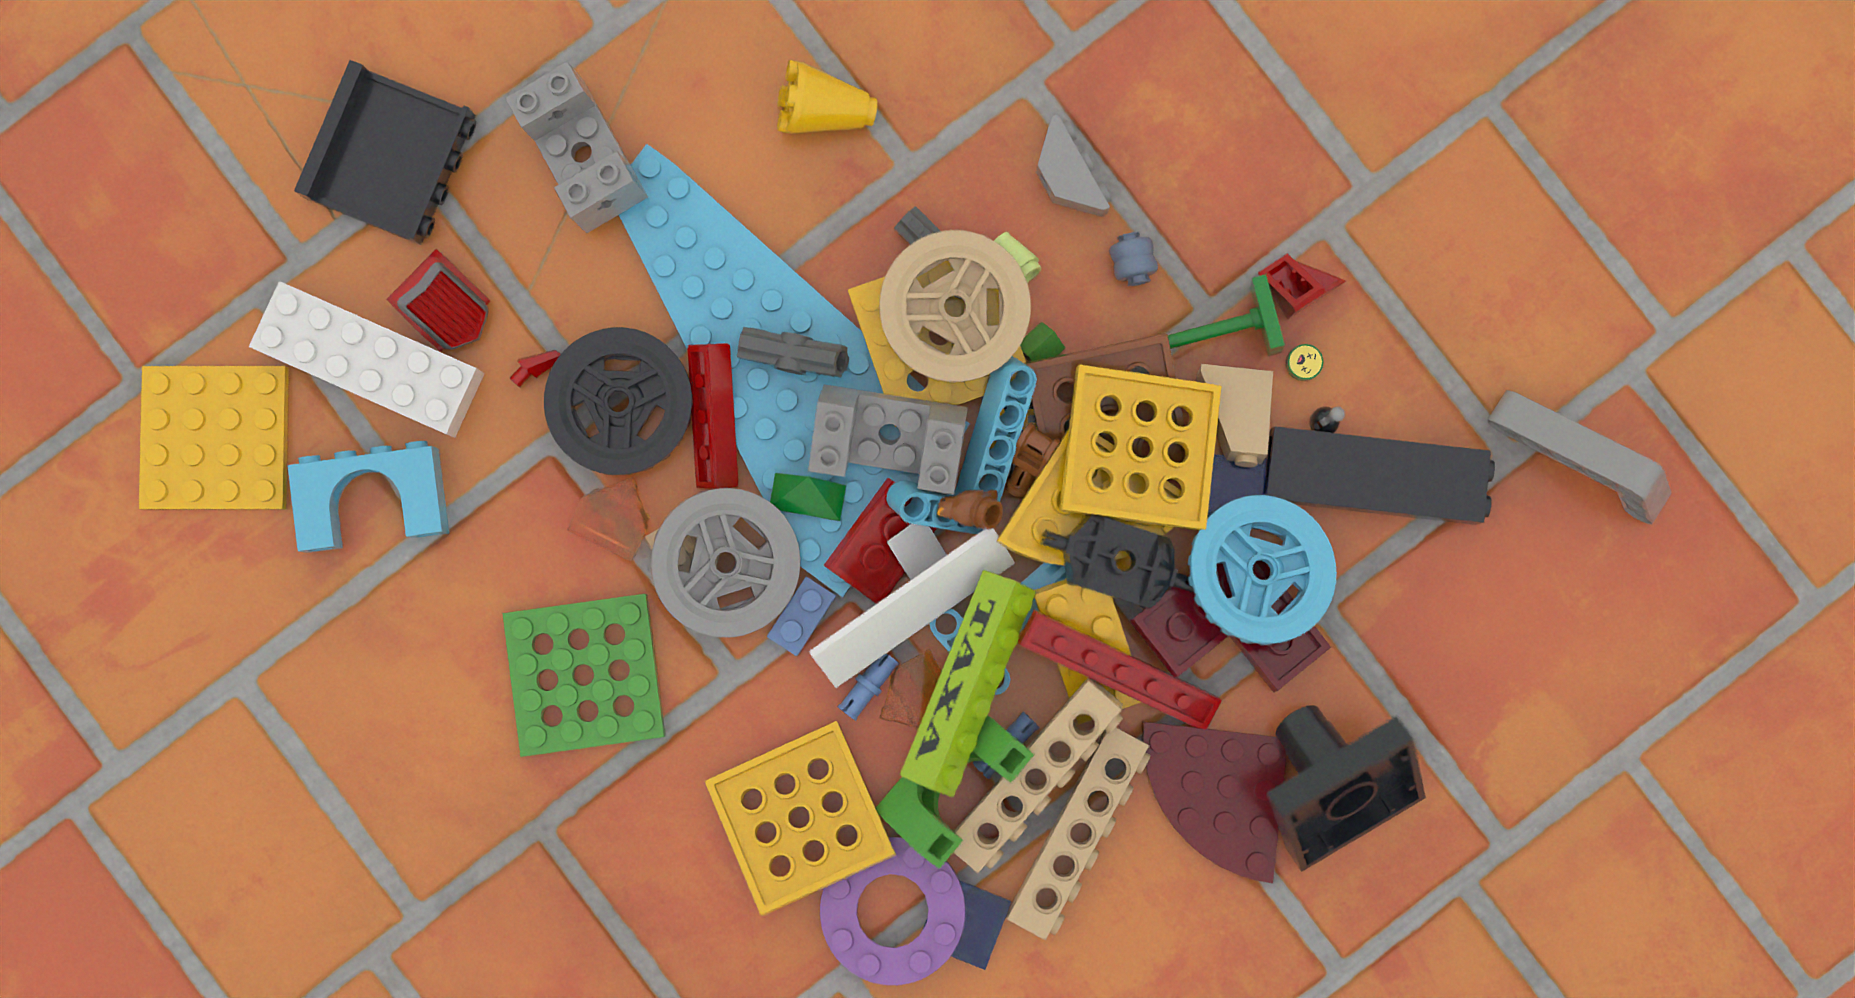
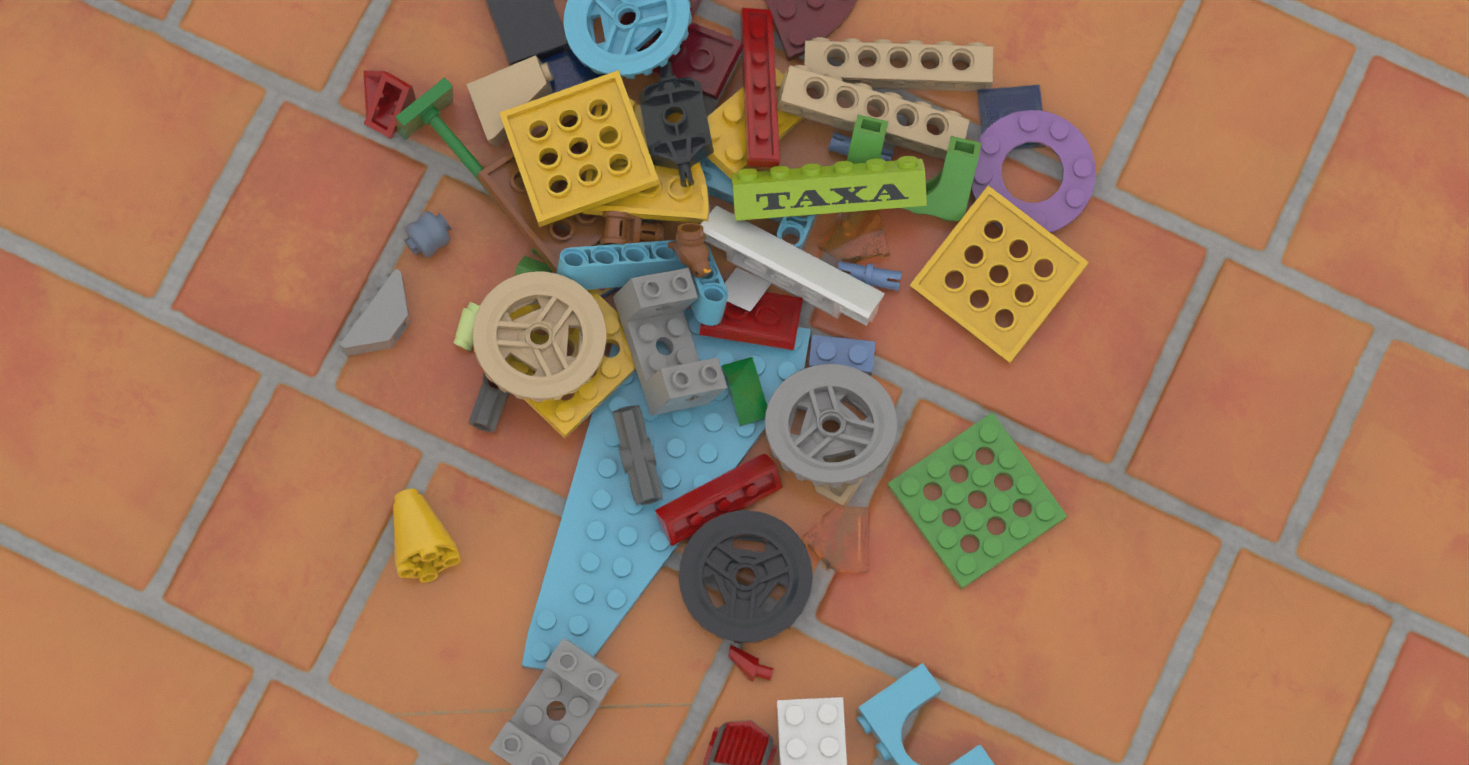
camera: 120 degrees left, 10 degrees down
(1304, 362) = (445, 66): light yellow tile -> none
(1328, 418) = (483, 29): black hinge -> none

